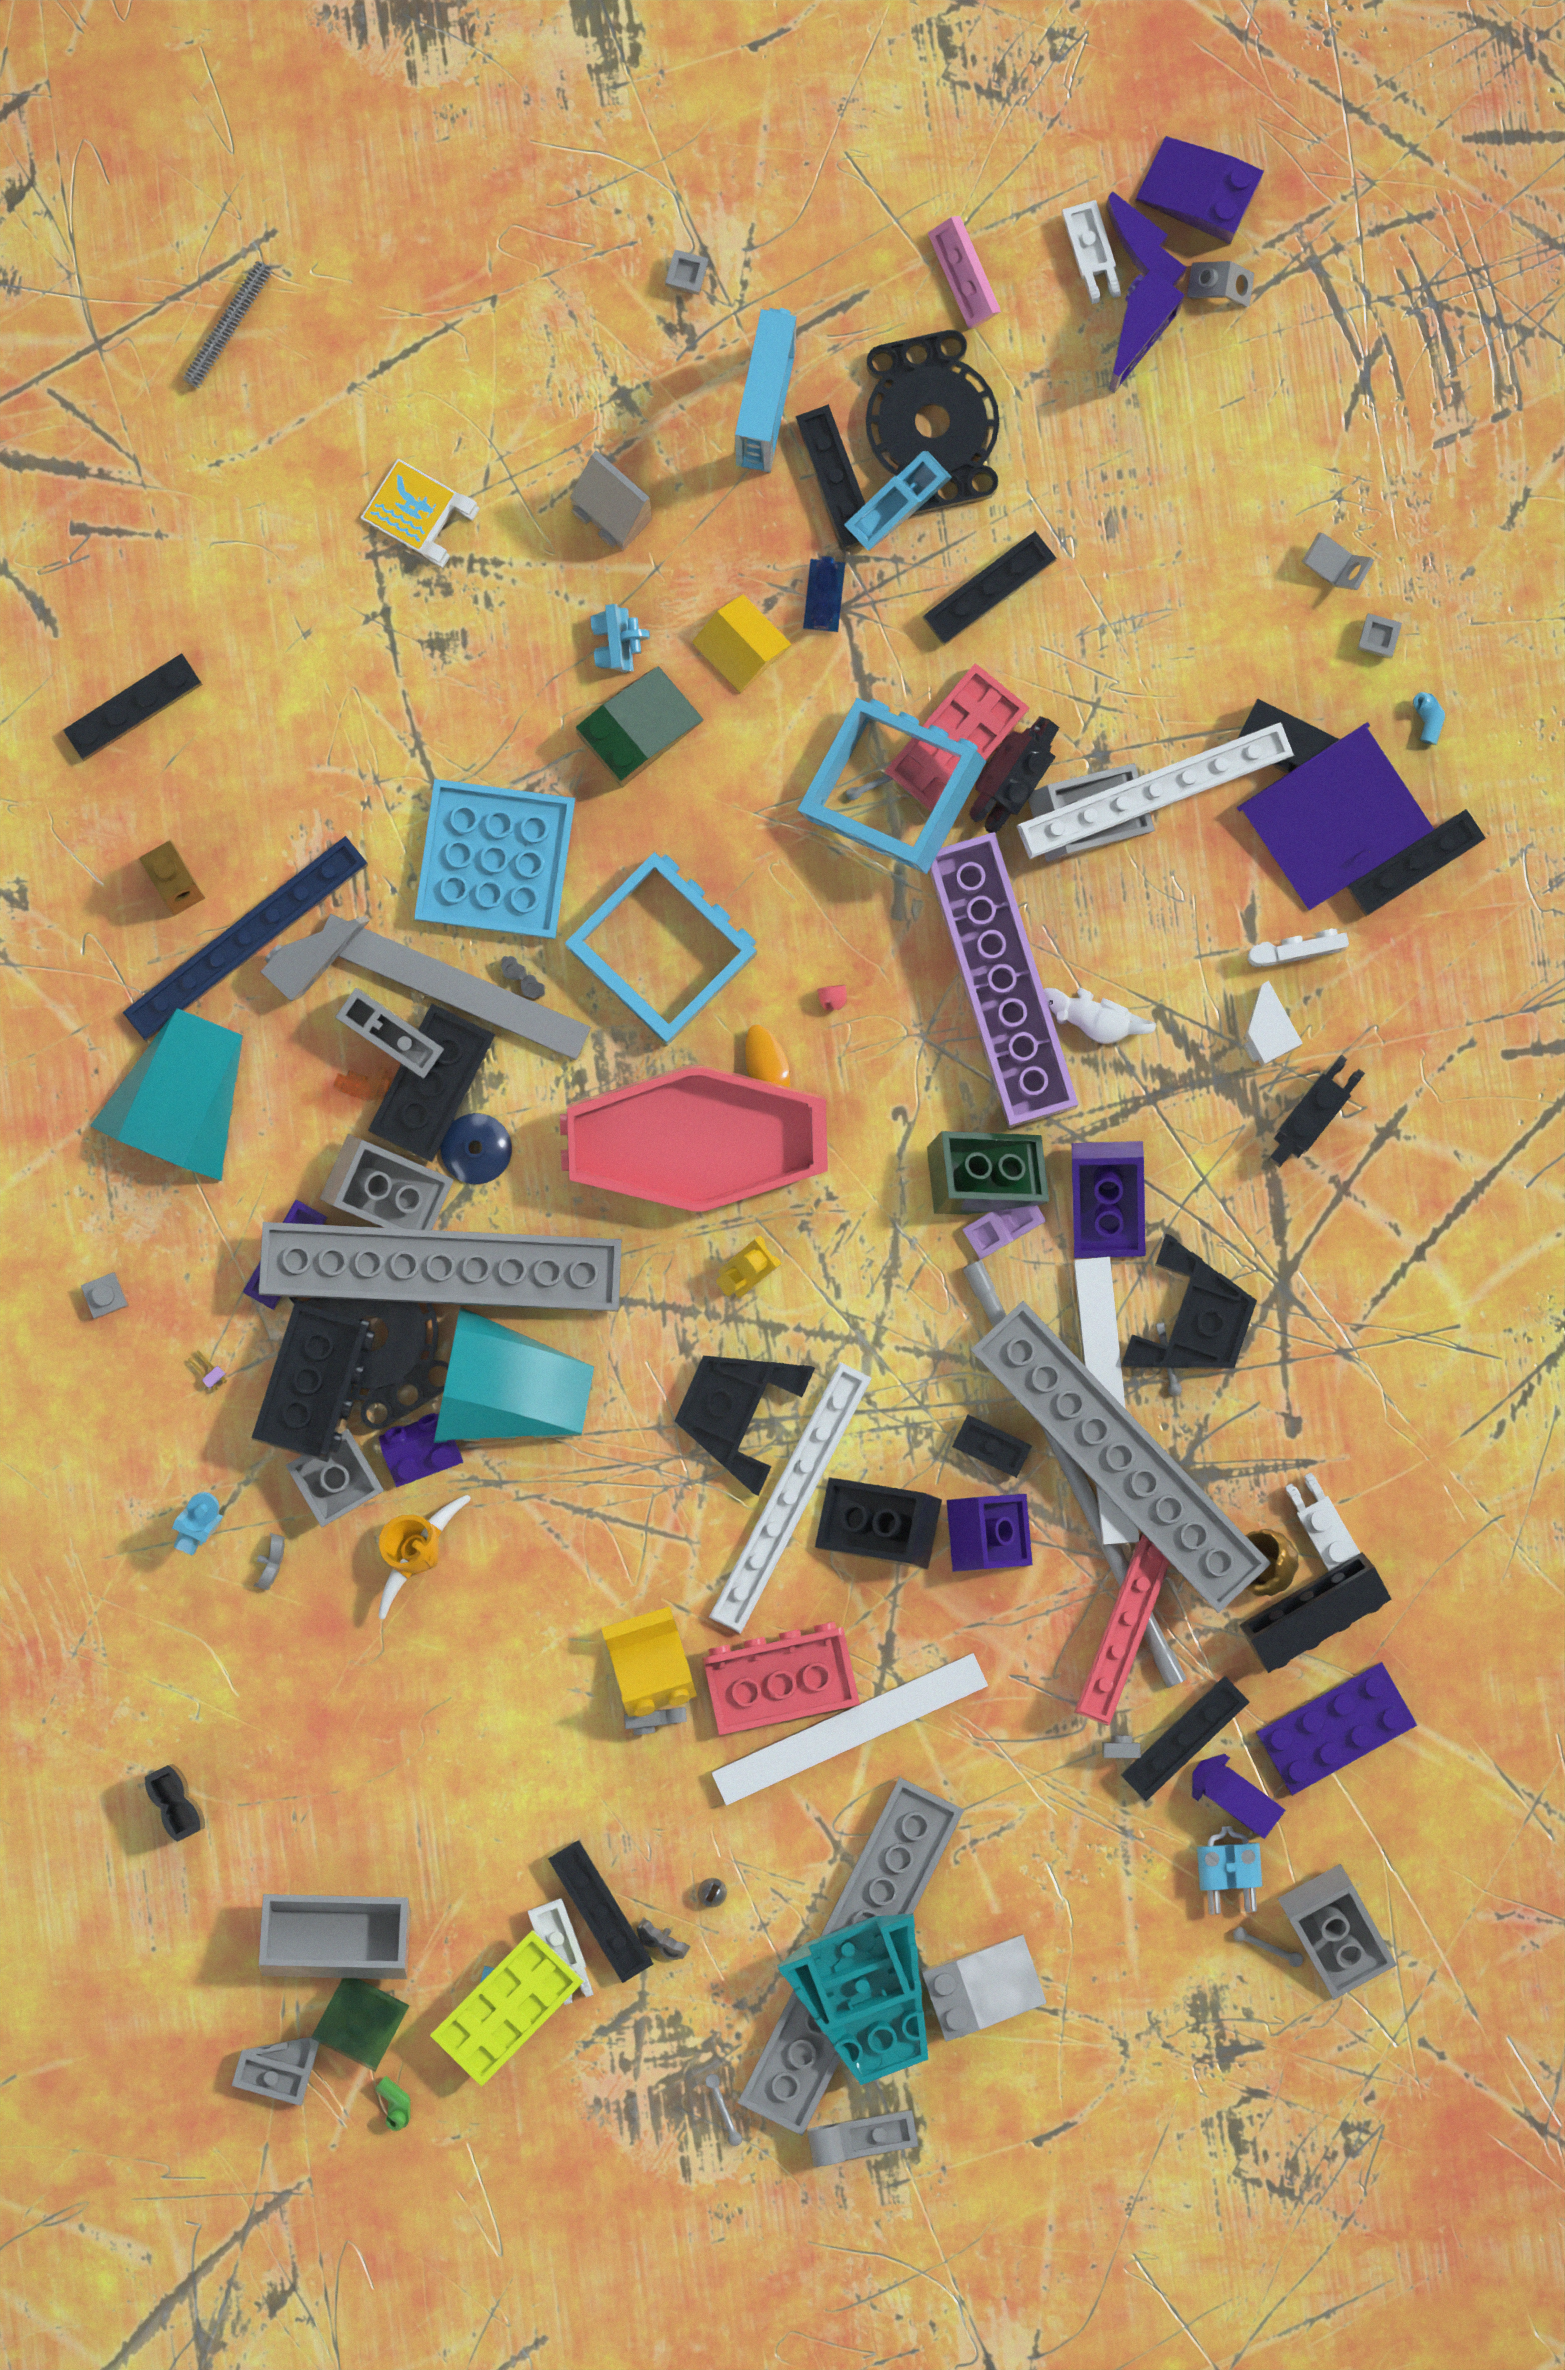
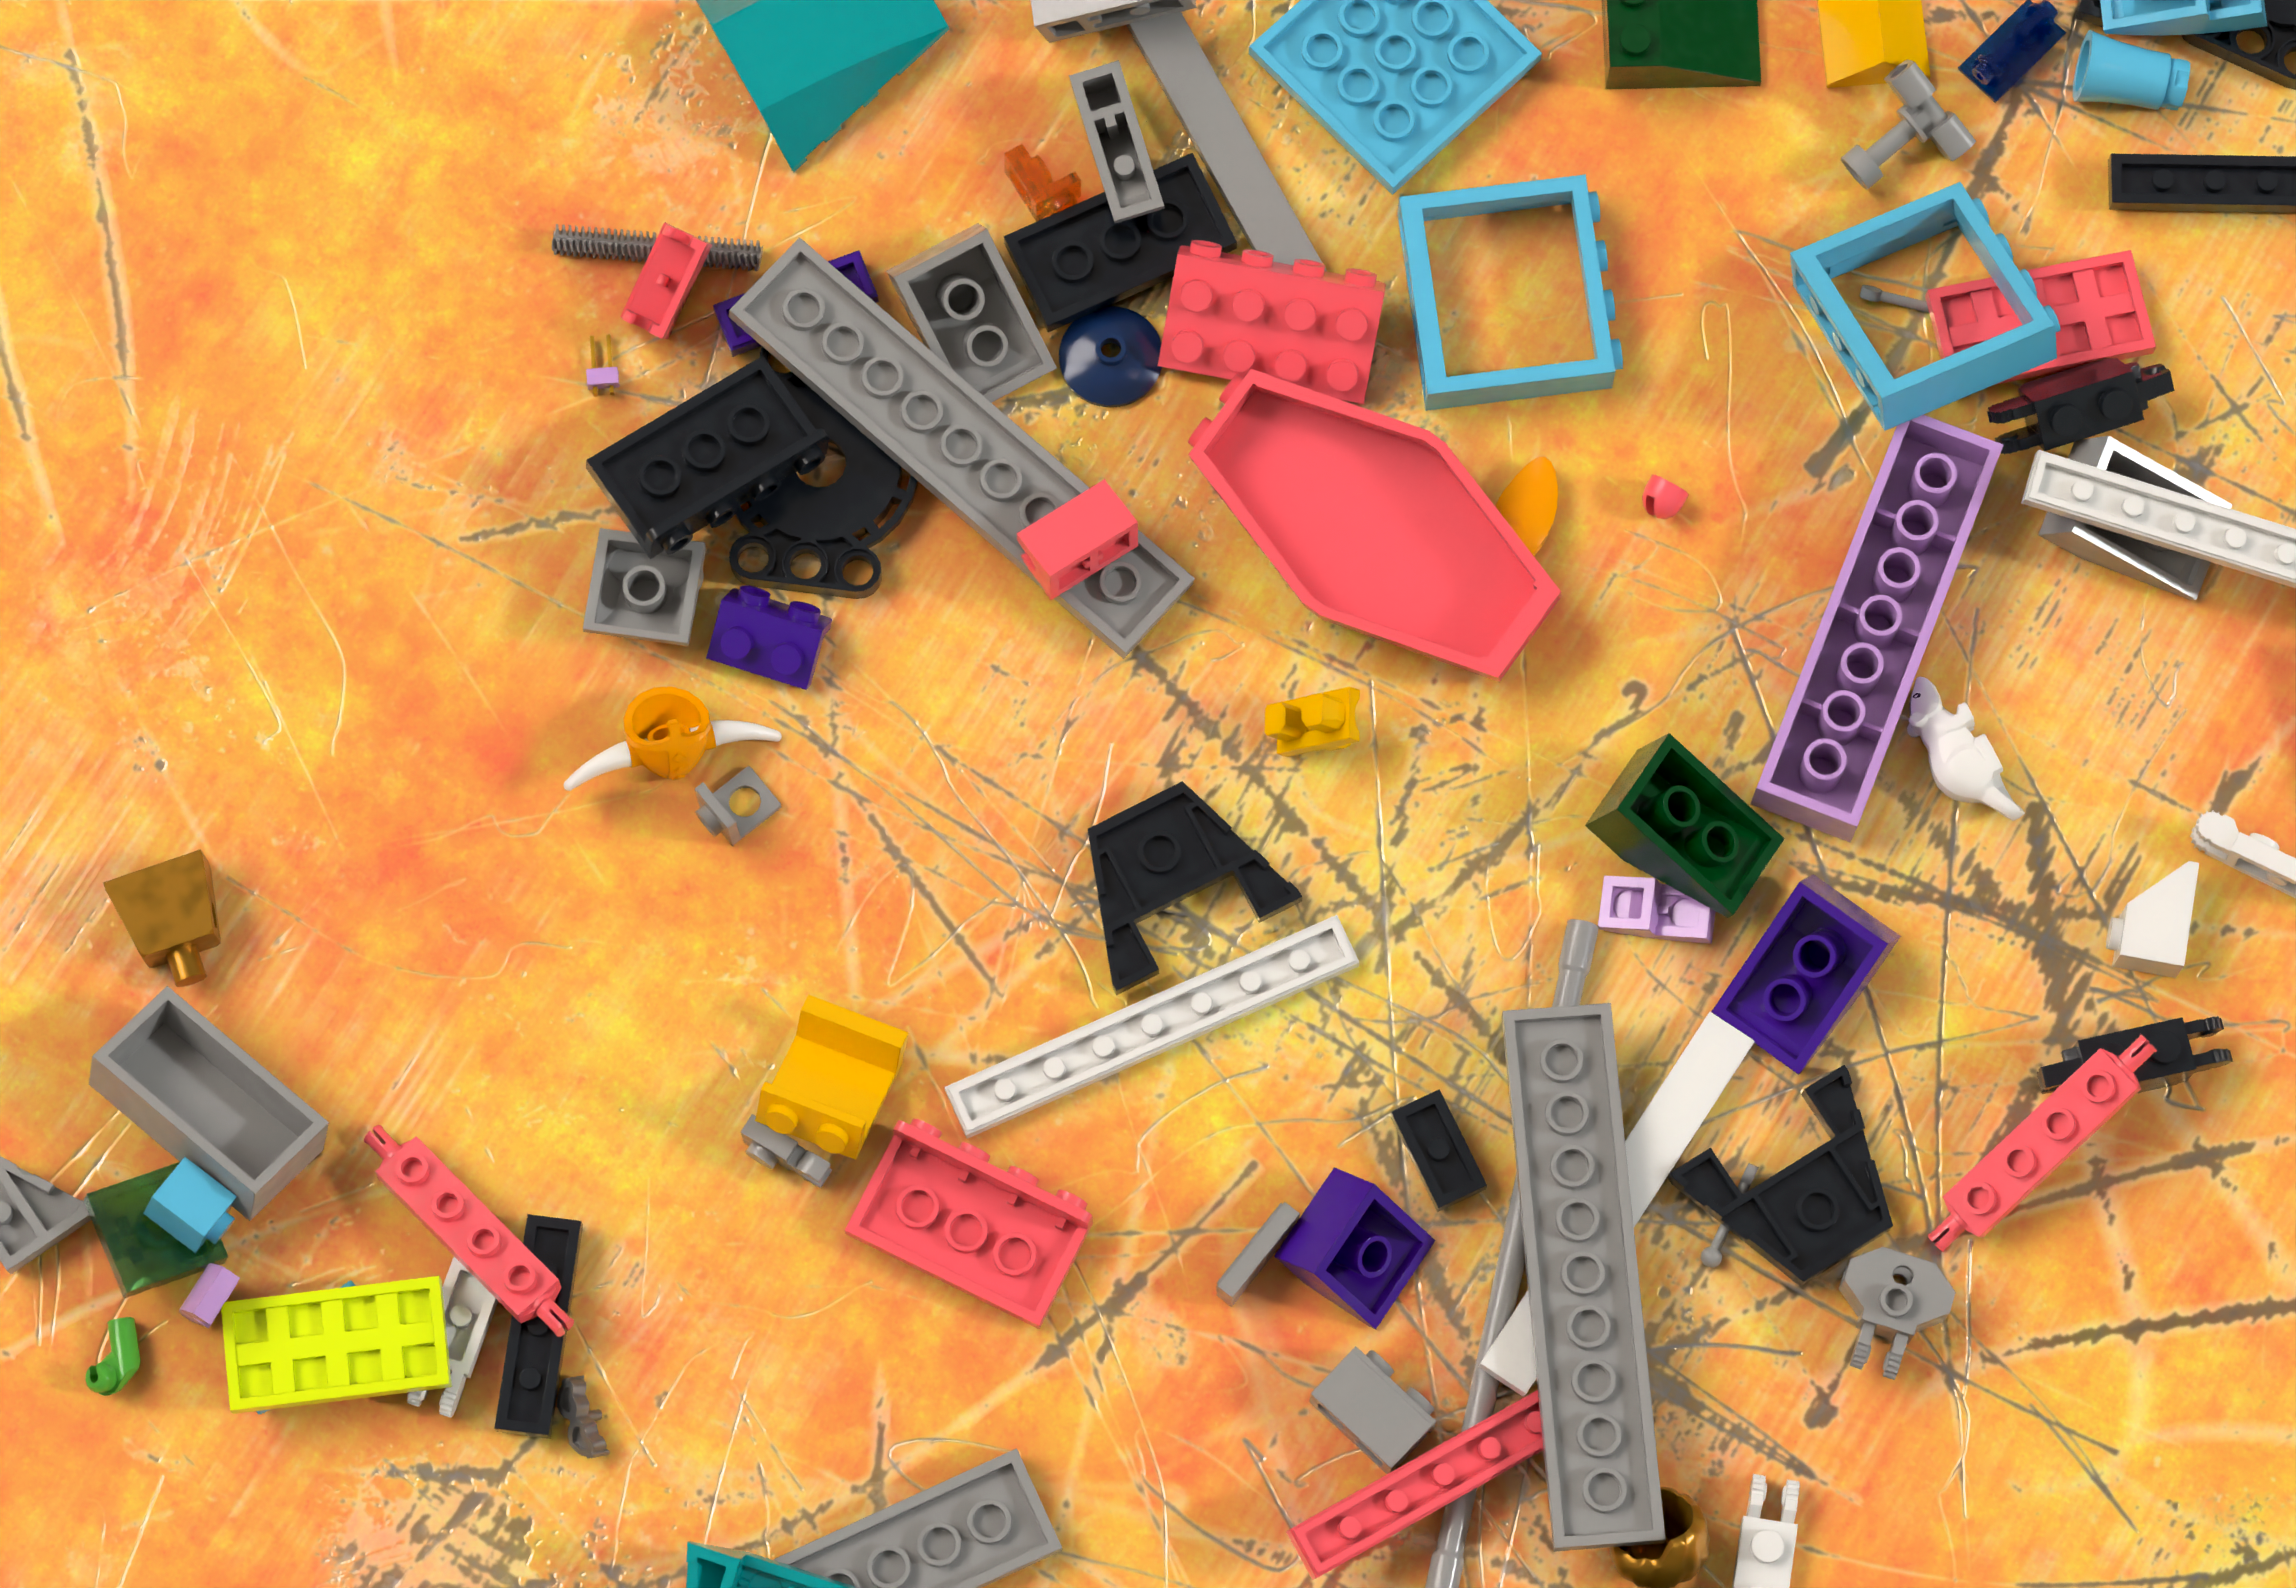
camera: 40 degrees right, 10 degrees down
(104, 1295) = (556, 194): light grey plate -> none
(179, 1811) = (162, 795): black brick -> none
(184, 1283) = (641, 247): none -> light grey axle
(197, 1522) = (446, 514): medium azure hips -> none
(206, 1300) = (666, 281): none -> coral hinge
(228, 1852) = (170, 914): none -> pearl gold torso
(273, 1562) = (490, 639): light grey piece -> none
(372, 1997) = (192, 1206): none -> medium azure brick
(420, 2036) = (209, 1295): none -> lavender slope
(475, 1567) = (718, 816): none -> light grey bracket
(509, 1386) = (927, 639): teal wedge -> none
(516, 971) = (1317, 195): flat silver piece -> none
(524, 1892) = (469, 1230): none -> coral plate
(546, 1270) = (1078, 539): none -> coral hinge
(550, 1064) = (1272, 318): none -> coral bracket
(705, 1889) = (692, 1420): flat silver hinge -> none
(806, 675) = (1919, 118): none -> light grey bar
(849, 1729) = (1004, 1348): white tile -> none
(878, 1522) = (1233, 1134): black slope -> none
(898, 563) = (2128, 75): none -> medium azure plant
(941, 1576) = (1256, 1253): none -> light grey tile
(1066, 1610) = (1374, 1409): none -> light grey hinge
(1291, 1346) = (1891, 1307): none -> light grey hinge
(1301, 1197) = (2041, 1142): none -> coral plate

